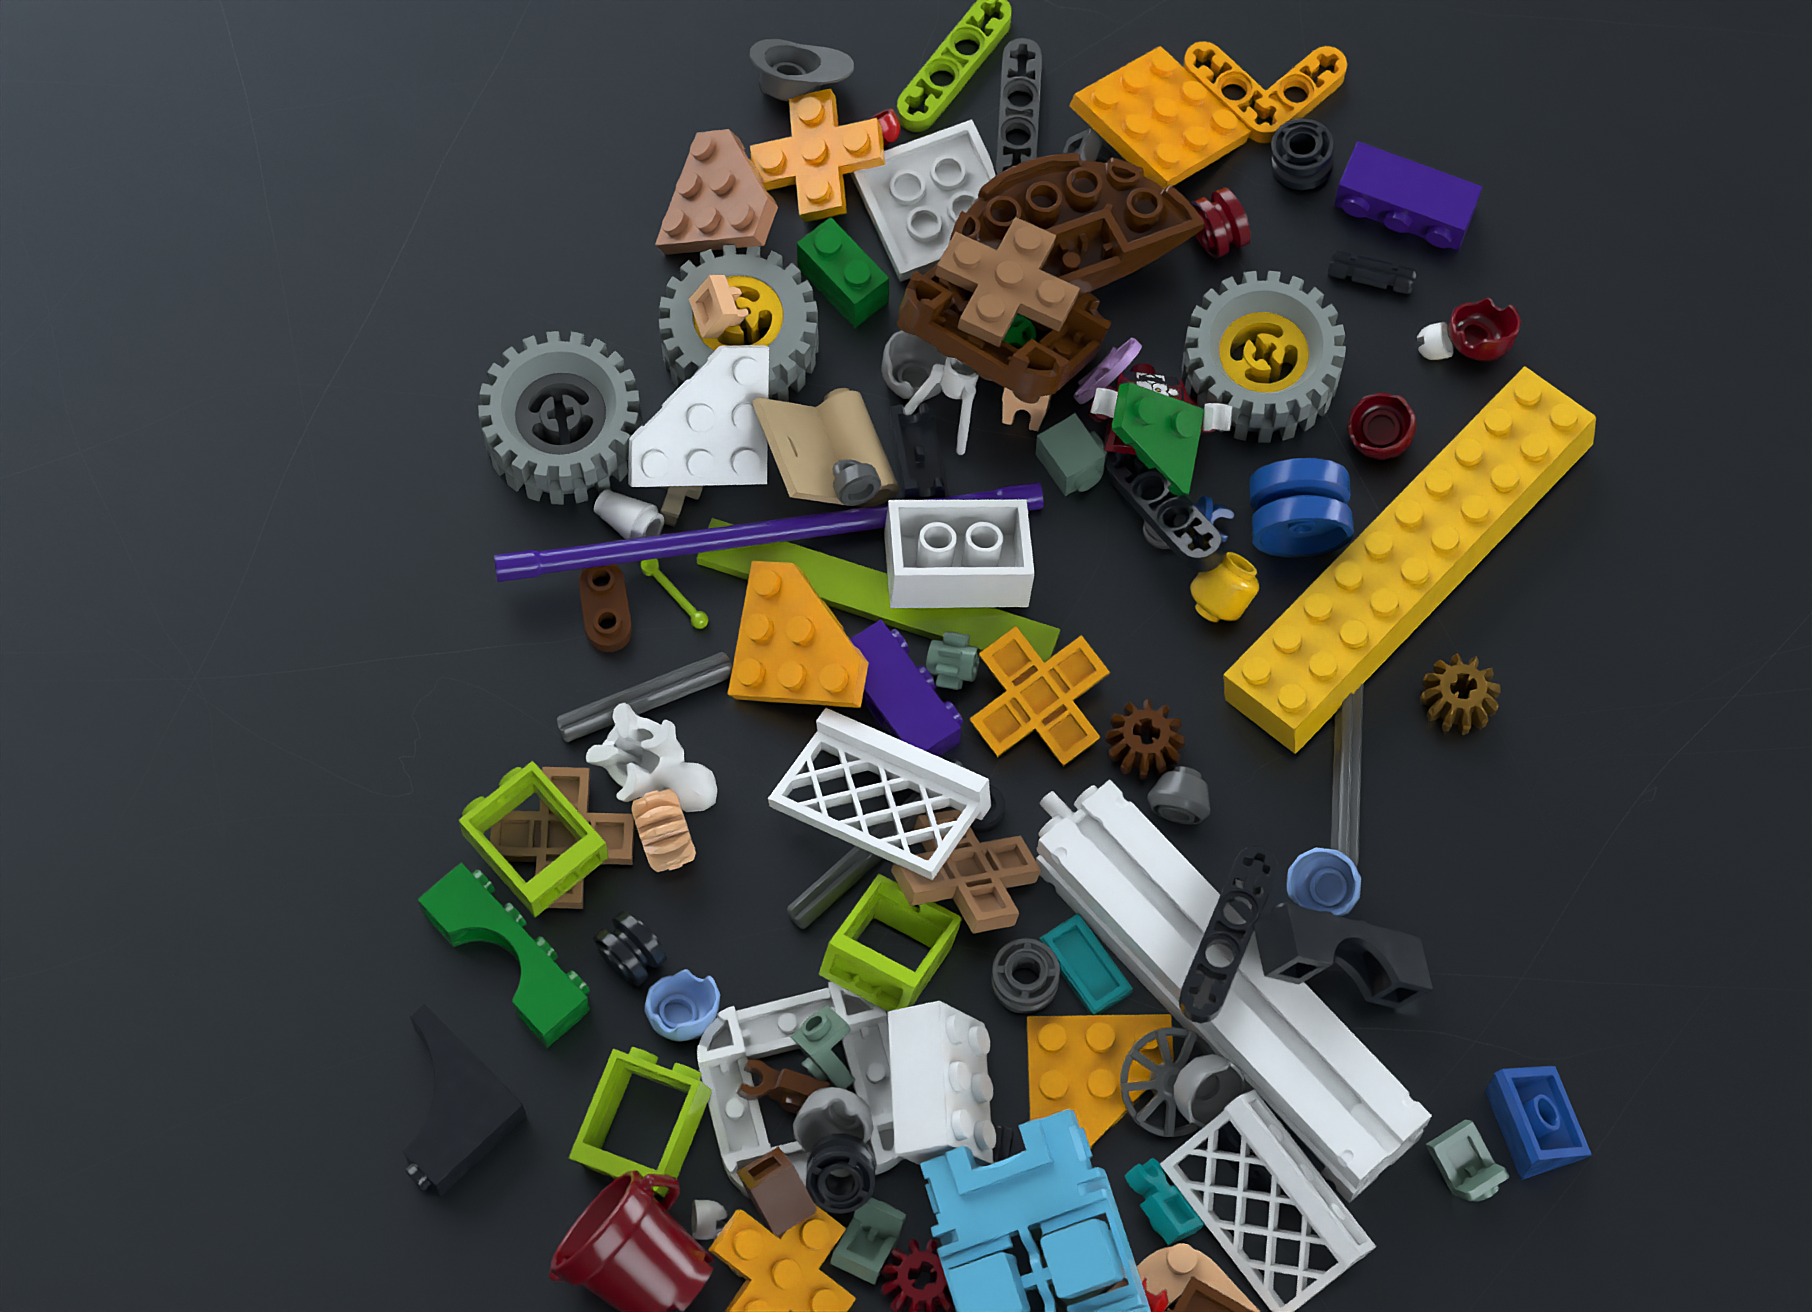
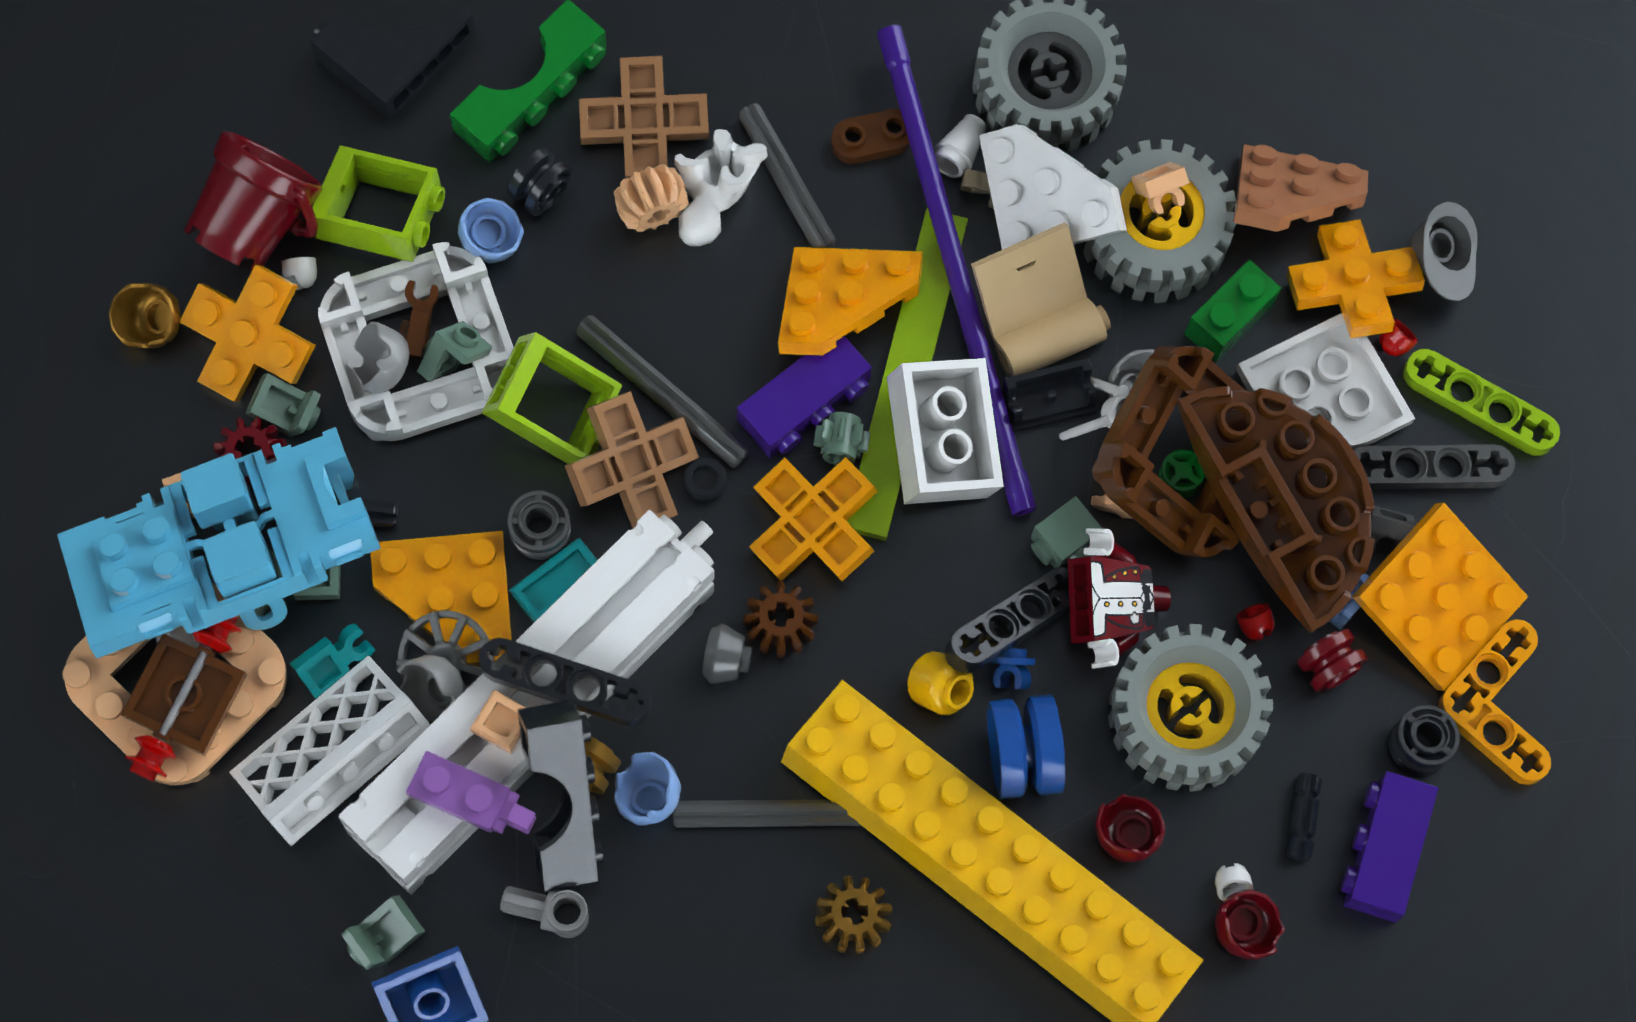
camera: 80 degrees right, 5 degrees up
(561, 873) = (599, 114): lime window -> none
(651, 568) = (869, 218): lime hinge -> none
(777, 1191) = (310, 310): reddish brown panel -> none
(844, 1153) = (333, 368): black wheel -> none
(855, 481) = (1002, 330): dark grey tile -> none
(905, 768) = (720, 404): white fence -> none
(940, 1083) = (417, 448): white brick -> none
(1007, 281) = (1214, 439): medium nougat plate -> none
(1107, 370) = (1154, 558): lavender wheel -> none
(1160, 431) = (1075, 596): green wing -> none
(1169, 290) = (1256, 621): none -> red hinge
(1267, 1002) = (499, 722): none -> light nougat tile
(1347, 1040) = (468, 796): none -> medium lavender hinge
(1445, 994) = (543, 909): none -> light grey axle

